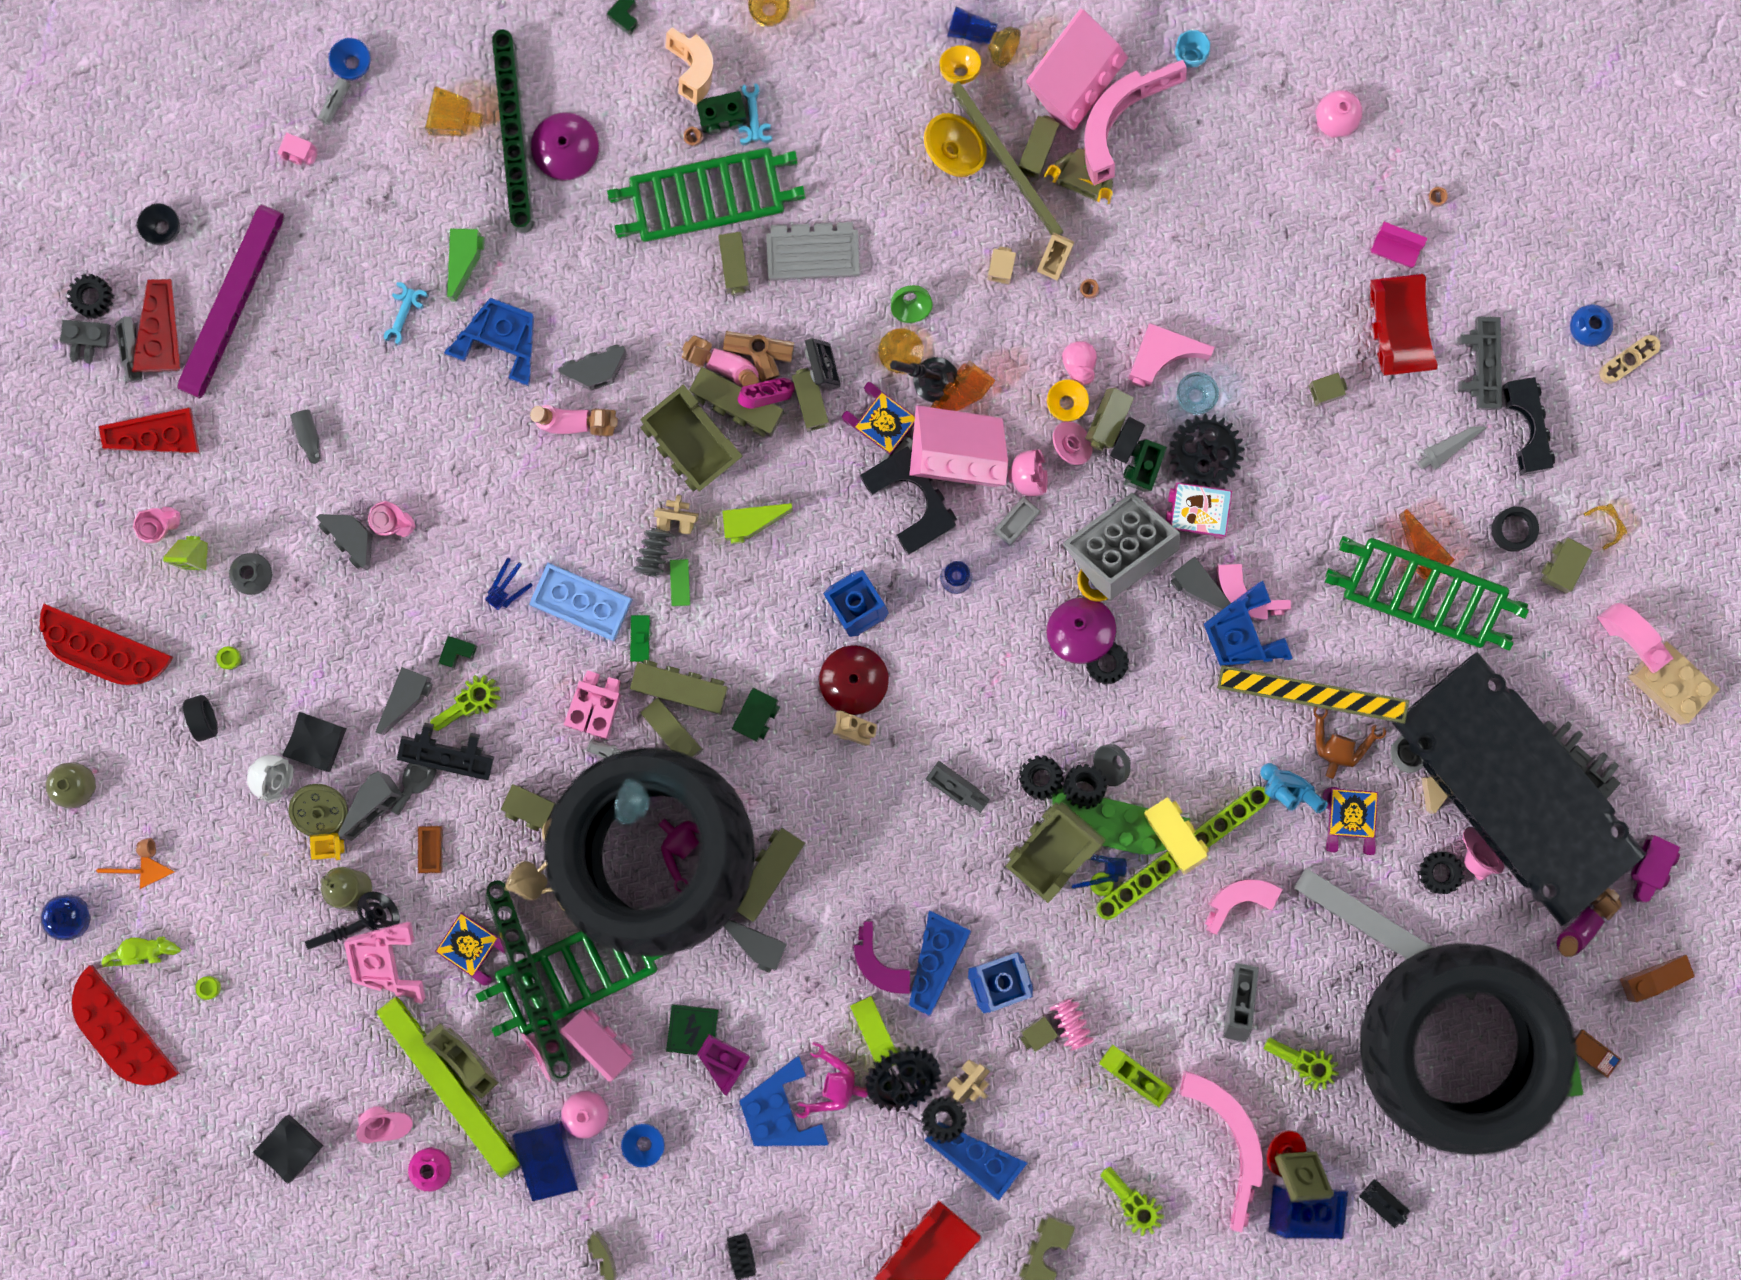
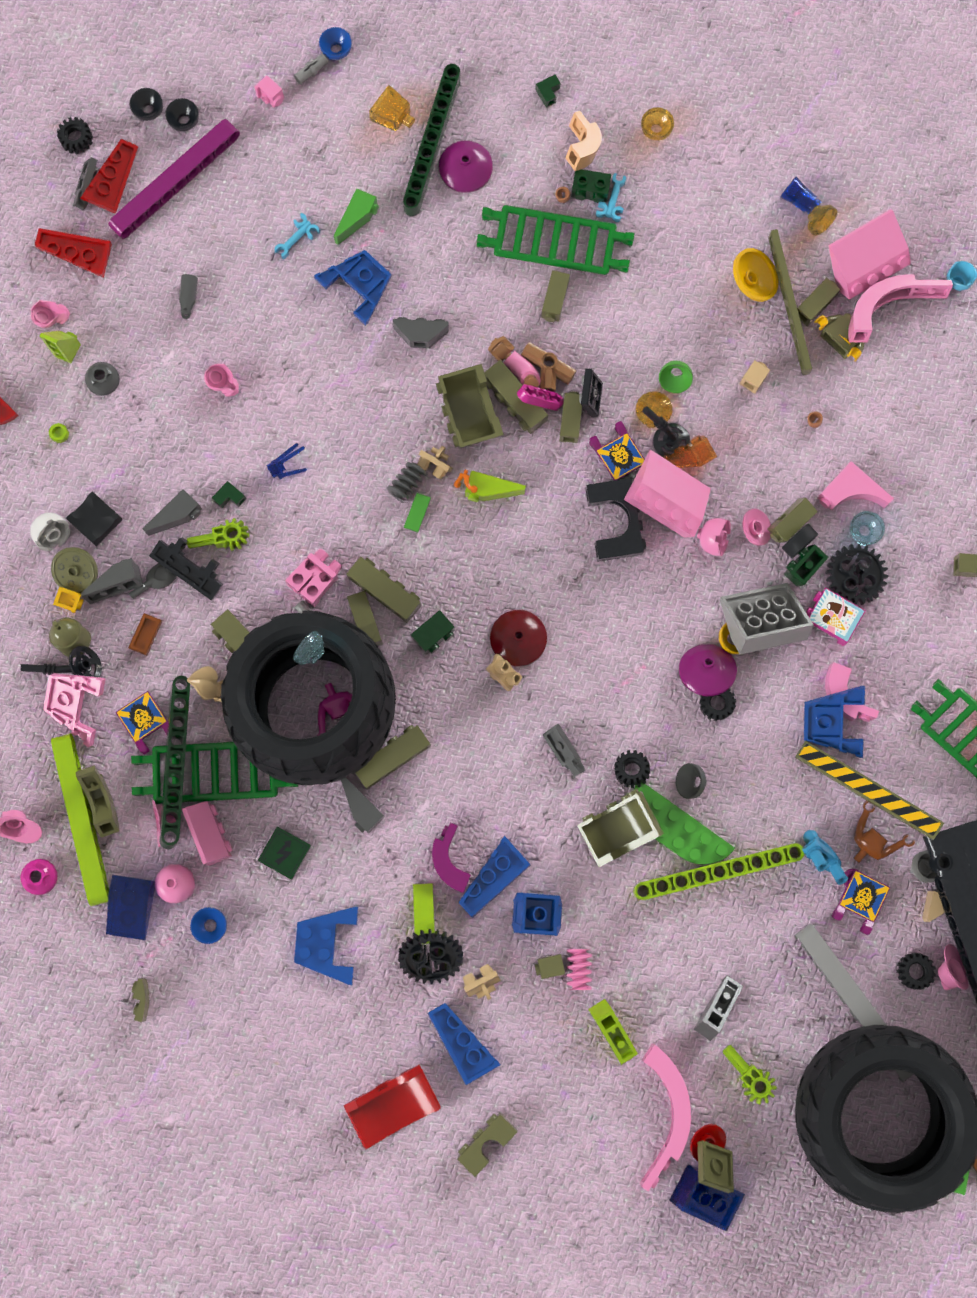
camera: 15 degrees right, 5 degrees down
(84, 334) = (59, 161): dark grey hinge -> none
(199, 212) = (179, 108): none -> black piece
(200, 718) = (17, 466): black tyre -> none
(349, 536) = (186, 380): dark grey slope -> none
(561, 421) = (378, 359): piece -> none
(580, 602) = (337, 497): light blue tile -> none
(640, 638) = (370, 541): green piece -> none
(720, 522) = (457, 483): none -> orange piece
(722, 1062) = (297, 886): magenta wing -> none
(741, 1256) = (247, 1044): black tyre -> none
(814, 253) = (617, 313): light grey hinge -> none
(837, 1086) = (377, 943): dark pink piece -> none
(856, 603) = (544, 581): blue slope -> none
(934, 1129) = (439, 1008): black tyre -> none
(952, 585) = (627, 597): clear blue plant -> none
(960, 57) = (782, 215): yellow piece -> none
(1016, 521) = (690, 569): light grey tile -> none
(1055, 256) = (799, 385): tan slope -> none
(1070, 389) = (768, 486): yellow piece -> none
(1080, 361) = (786, 470): bright pink hair -> none
(1081, 797) = (669, 782): black tyre -> none
(1103, 888) = (646, 870): lime tile -> none
(1113, 866) = (661, 861): clear blue plant -> none
(1132, 1203) = (571, 1131): lime gear -> none
(1177, 835) = (720, 855): light yellow brick -> none
(1198, 584) = (811, 672): dark grey slope -> none
(1251, 890) = (763, 924): bright pink arch -> none
(1384, 1204) = (770, 1217): black hinge -> none

